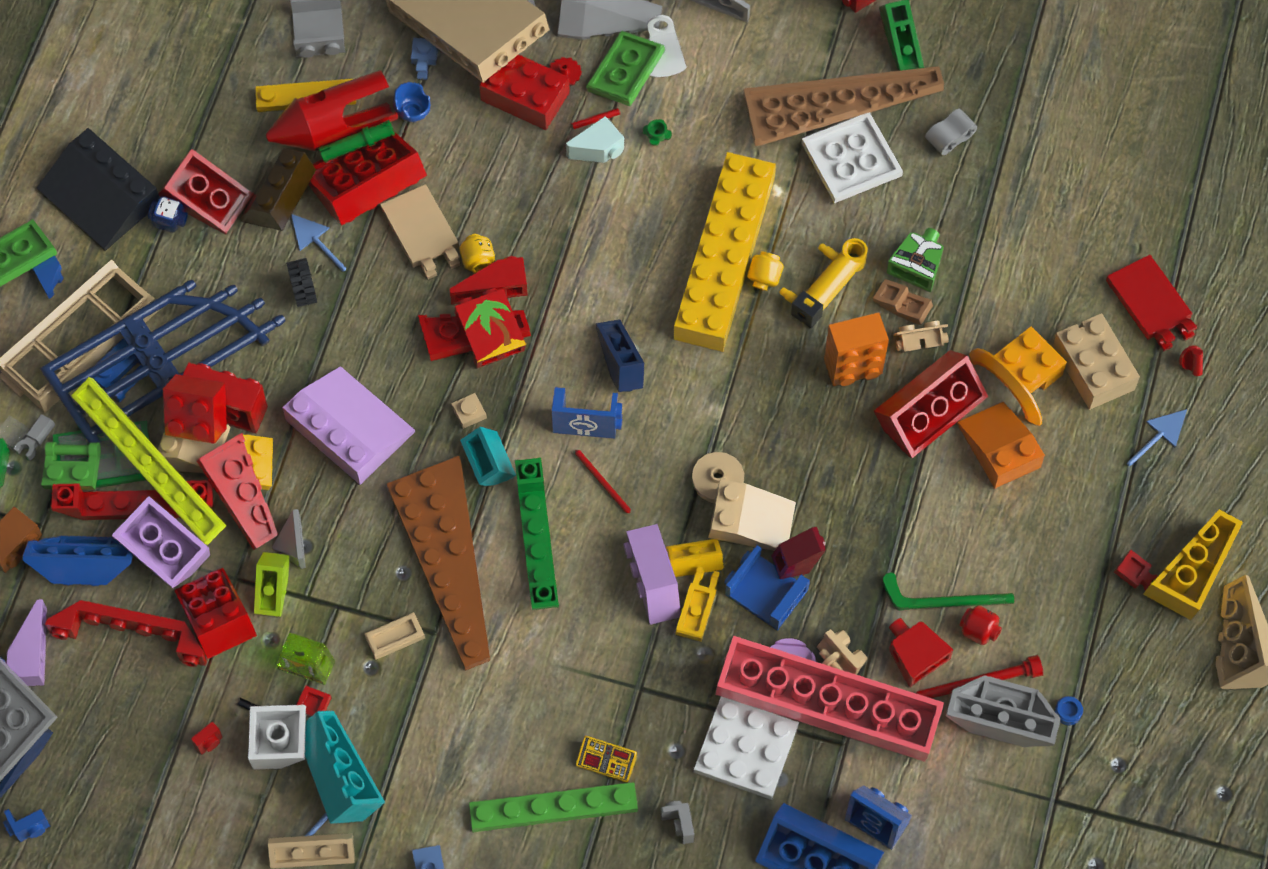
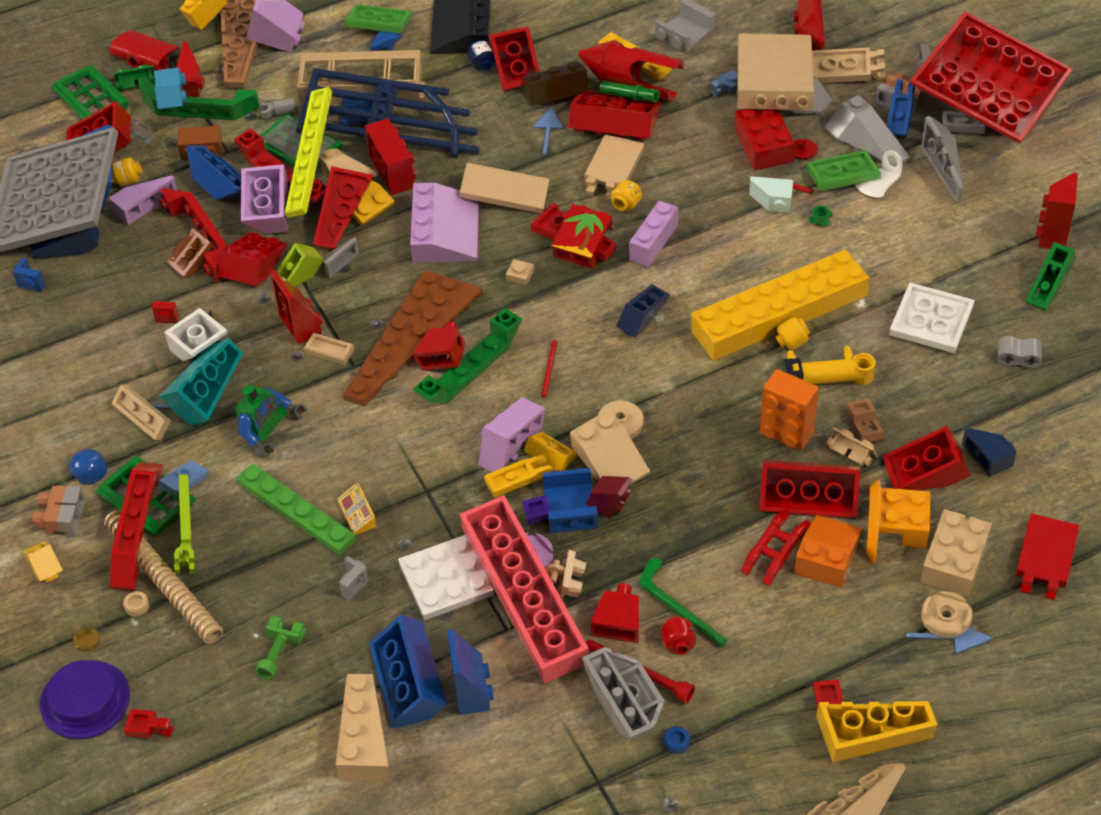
camera: 50 degrees right, 15 degrees down
(71, 471) = (272, 136): bright green plate -> none
(150, 660) = (189, 253): none -> dark orange slope
(194, 408) = (360, 140): red brick -> none
(301, 282) = (507, 135): black tyre -> none
(303, 658) = (261, 305): clear neon green torso -> none
(314, 700) = (242, 341): red plate -> none
(334, 629) = (295, 310): none -> red slope
(359, 338) = (504, 188): none -> tan tile
(411, 102) = (687, 96): blue hair -> none
(426, 753) = (260, 414): none -> torso
(487, 457) = (498, 295): teal brick -> none
(500, 546) = (440, 348): none -> red torso
(501, 274) = (625, 216): red slope -> none
(544, 272) = (653, 233): none -> lavender brick
(585, 421) = (586, 333): blue panel -> none
(750, 620) = (536, 509): none -> dark purple plate
(804, 106) = (936, 267): medium nougat wing -> none
(917, 259) = (904, 403): bright green torso -> none
(955, 492) = (778, 558): none -> red piece
(991, 301) = (927, 462): none -> red slope
(1023, 246) = (989, 450): none -> dark blue slope
(1141, 409) = (948, 605): none -> tan plate
(1192, 360) = (1032, 609): red plate -> none

